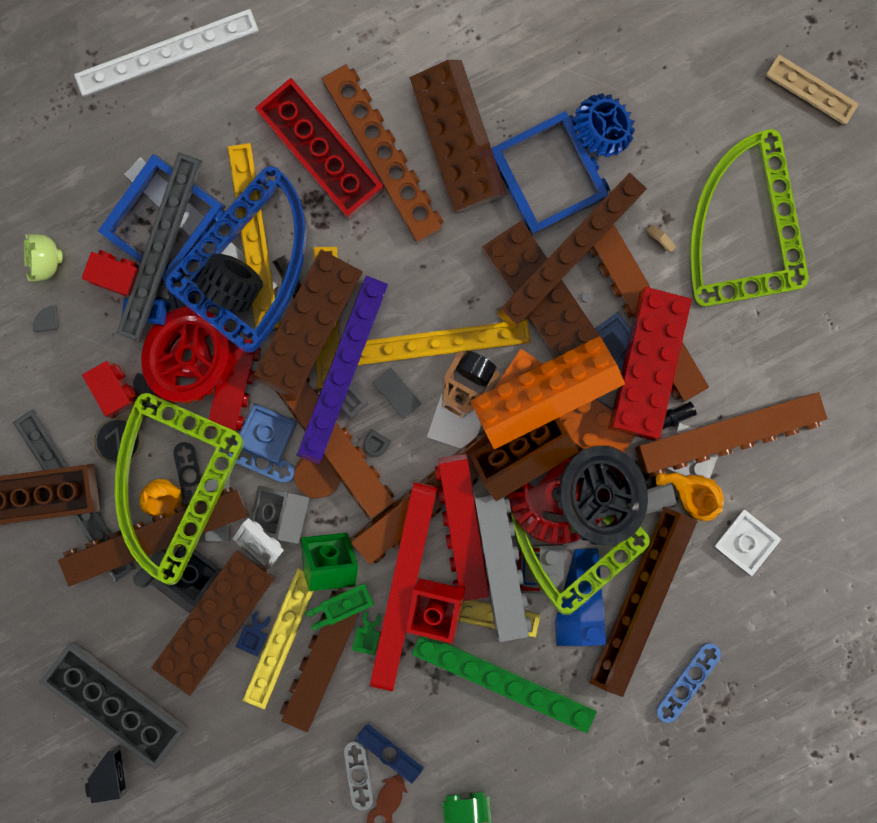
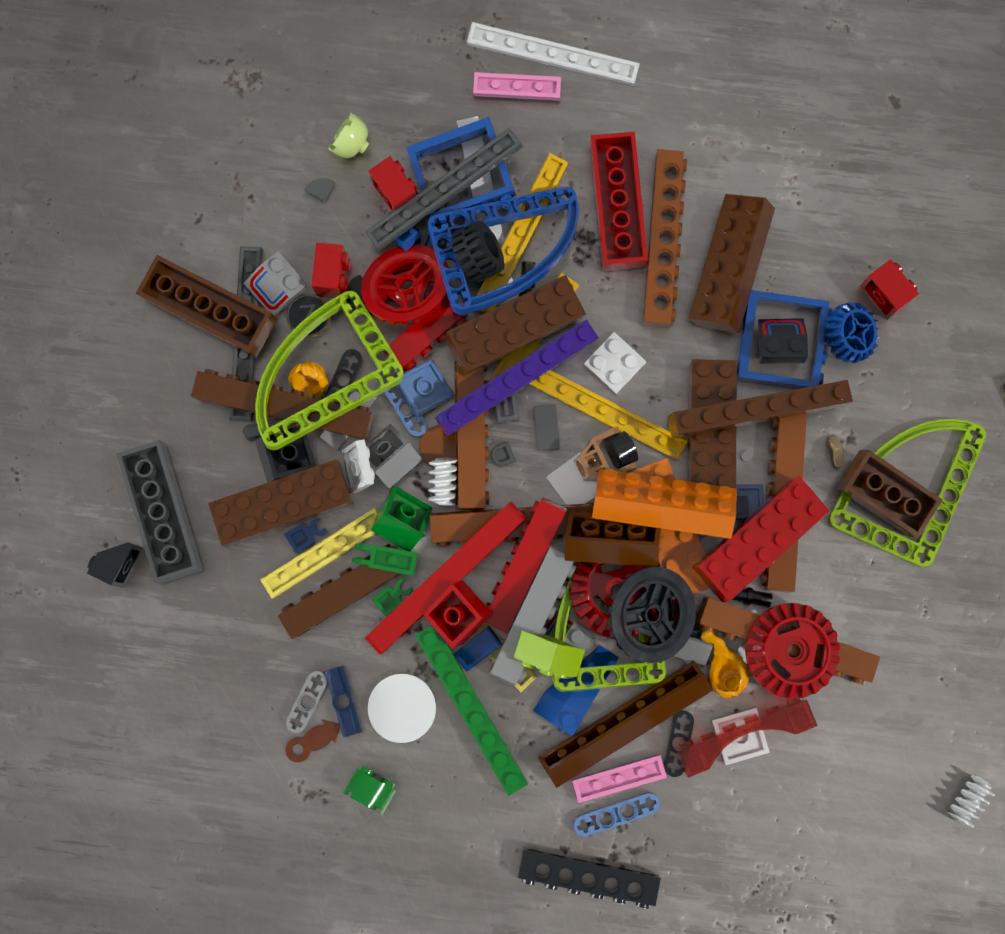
camera: 40 degrees right, 5 degrees down
(69, 435) = (275, 284): none -> light grey slope
(156, 105) = (517, 86): none -> bright pink plate
(341, 504) = (442, 481): none -> white piece
(416, 294) = (615, 363): none -> white plate
(443, 723) = (401, 708): none -> white tile
(473, 626) = (478, 648): none -> blue tile
(539, 592) = (549, 655): none -> lime brick
(549, 175) = (782, 341): none -> black slope
(611, 63) = (889, 288): none -> red brick
(670, 651) = (619, 778): none -> bright pink plate
(688, 749) = (648, 882): none -> black brick
(711, 599) = (687, 727): none -> black beam
(716, 451) = (765, 644): none -> red gear
(725, 584) = (700, 755): none -> clear red arch
(731, 245) = (889, 493): none -> reddish brown brick

